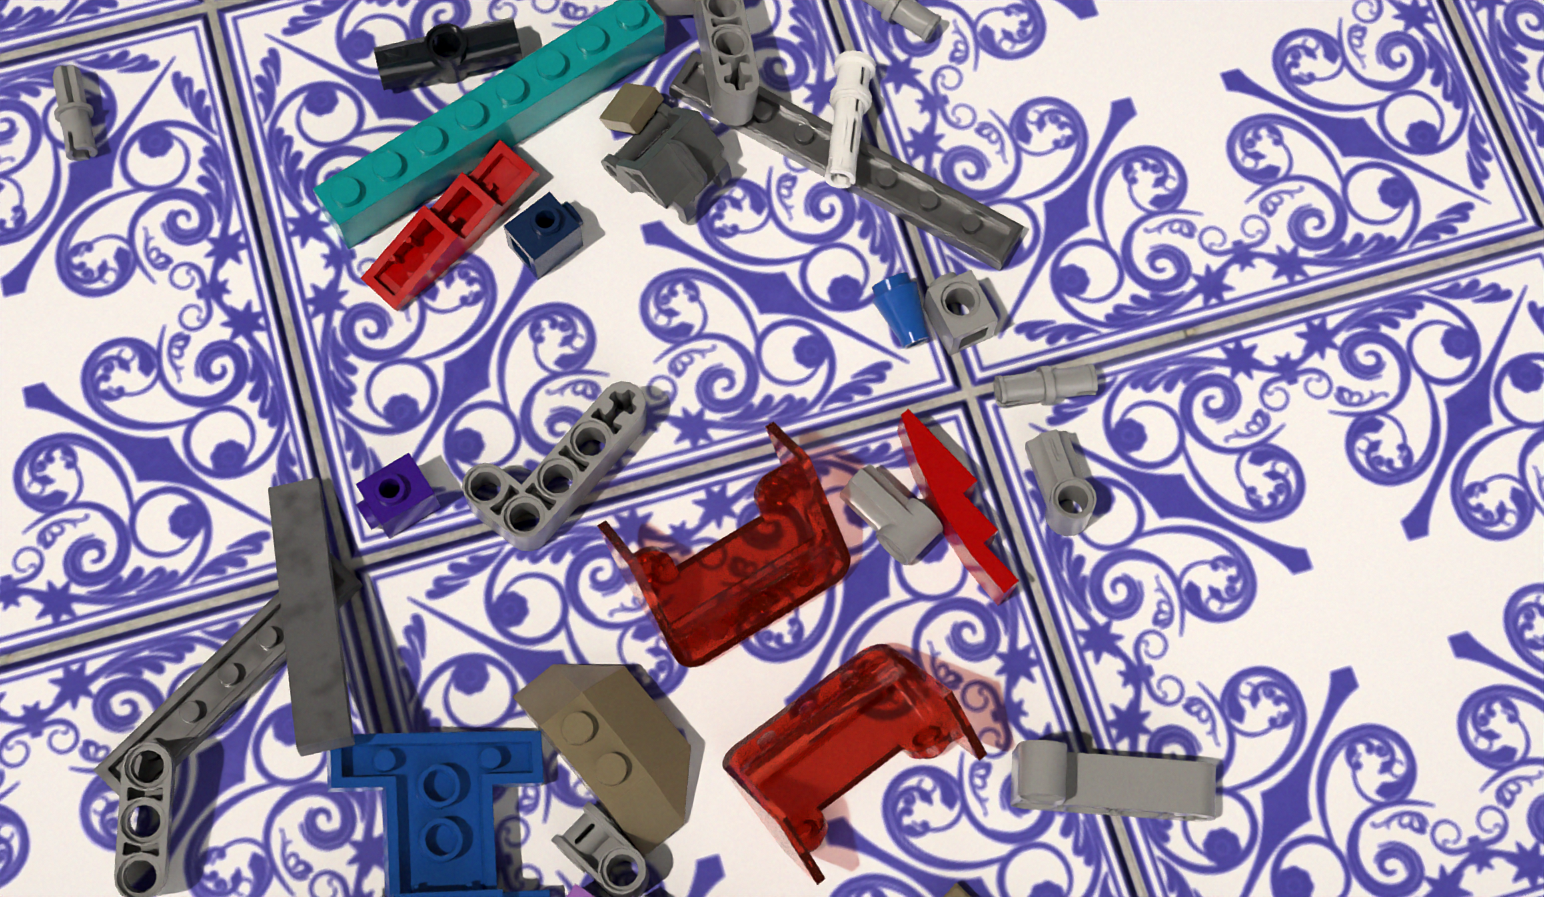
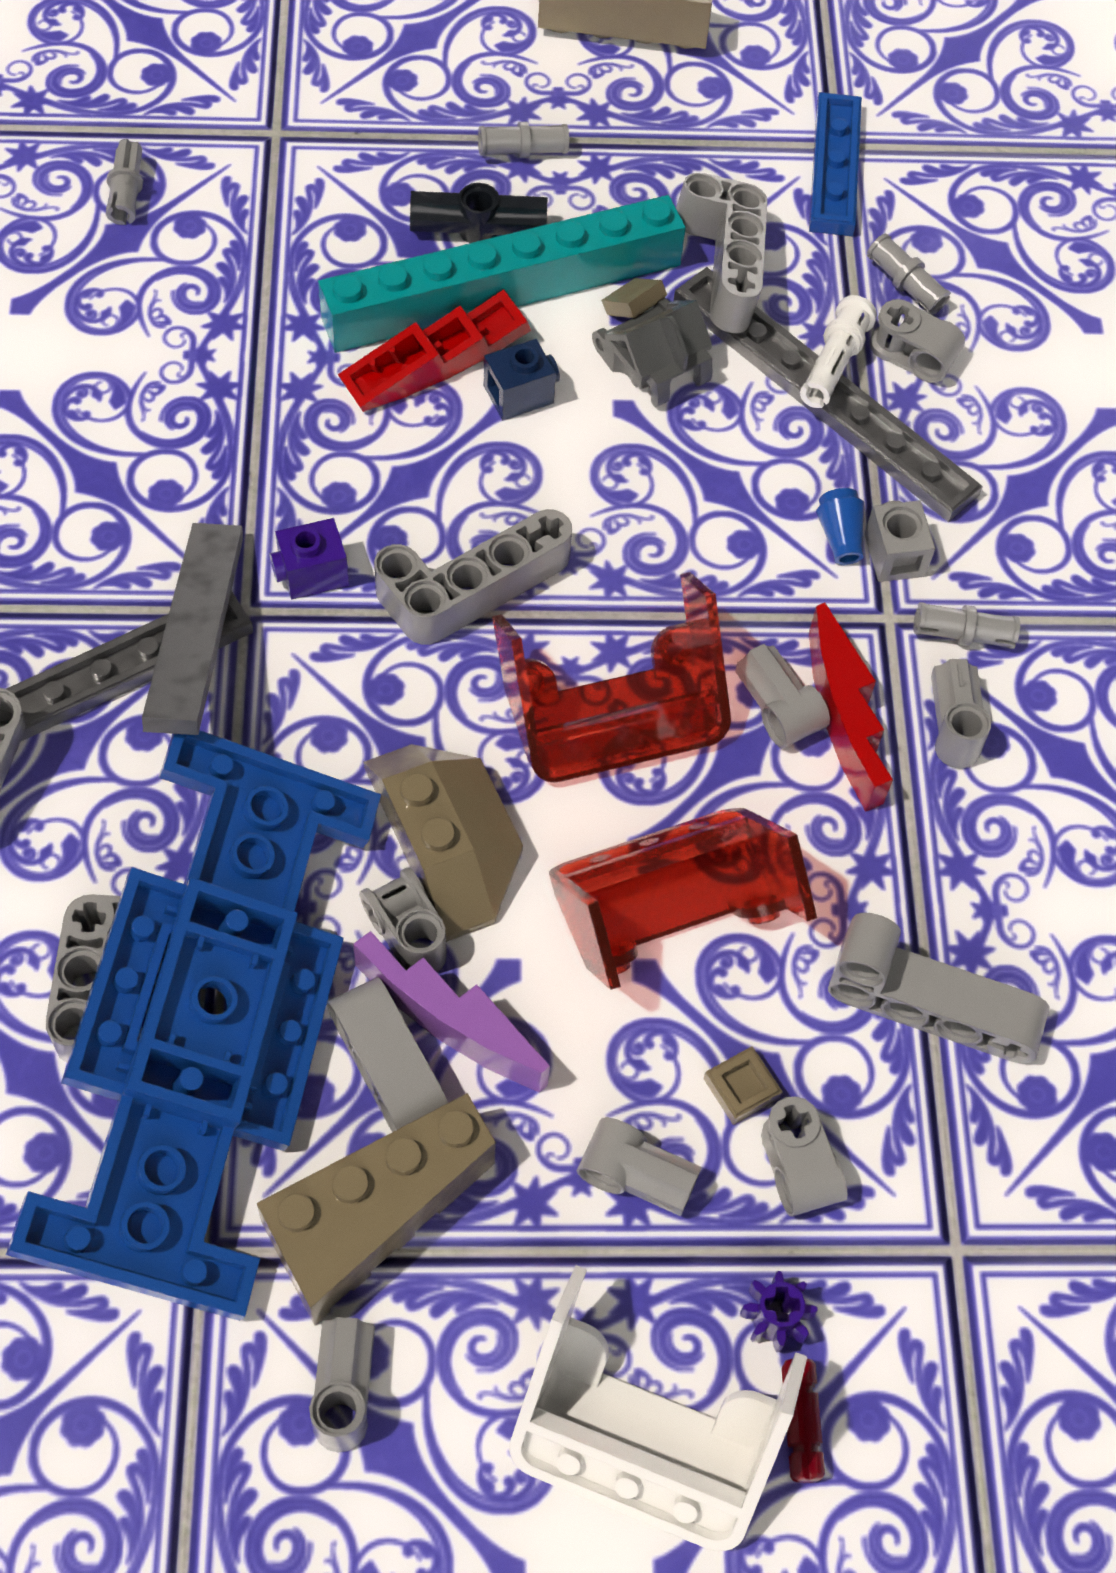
camera: 15 degrees right, 10 degrees down
(927, 82) = (919, 344): none -> light grey piece

